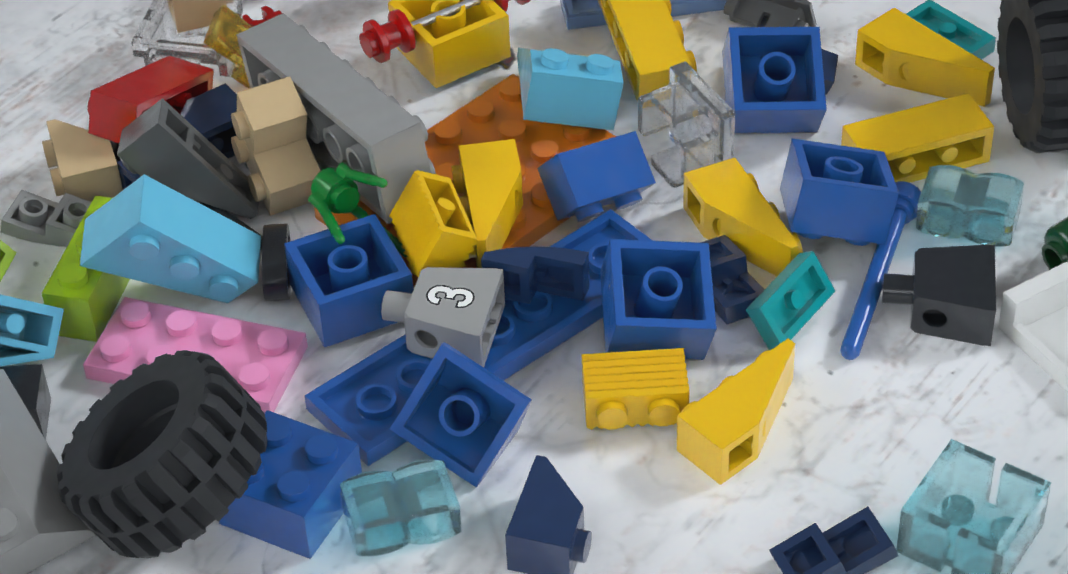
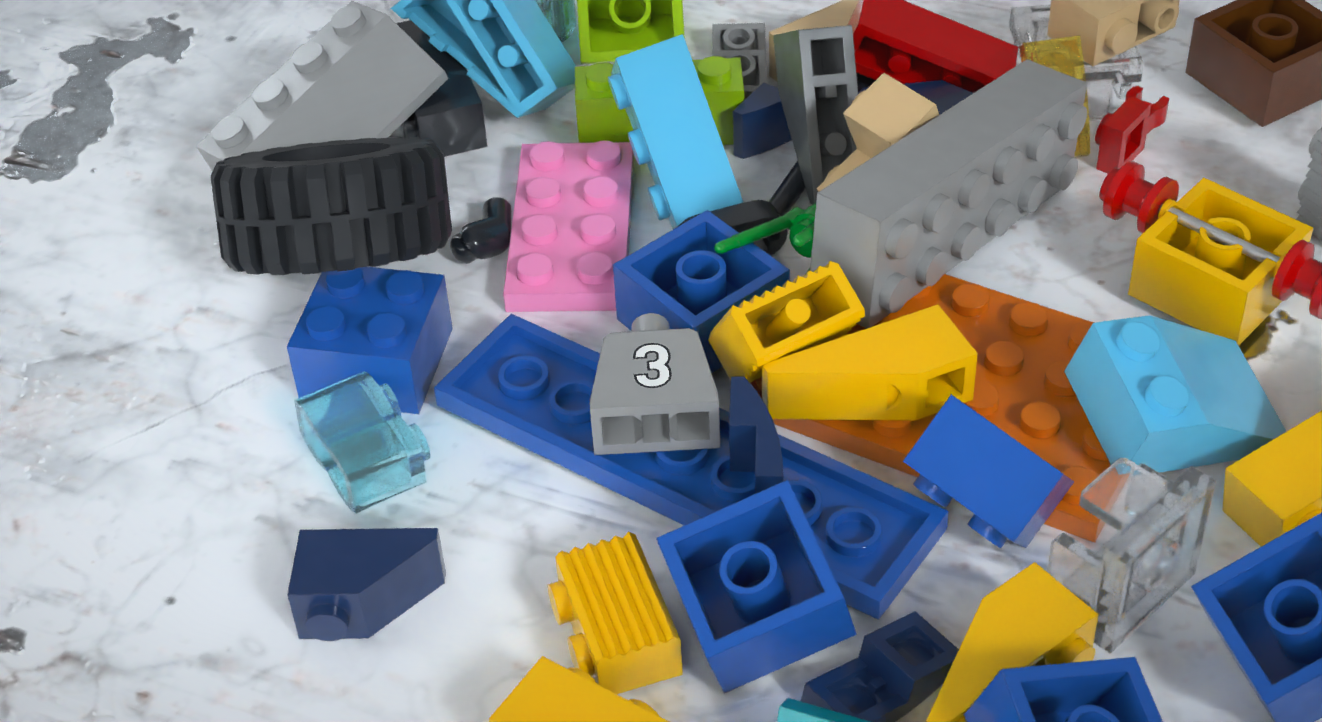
camera: 75 degrees right, 0 degrees up
(461, 414) = (499, 448): blue slope -> none

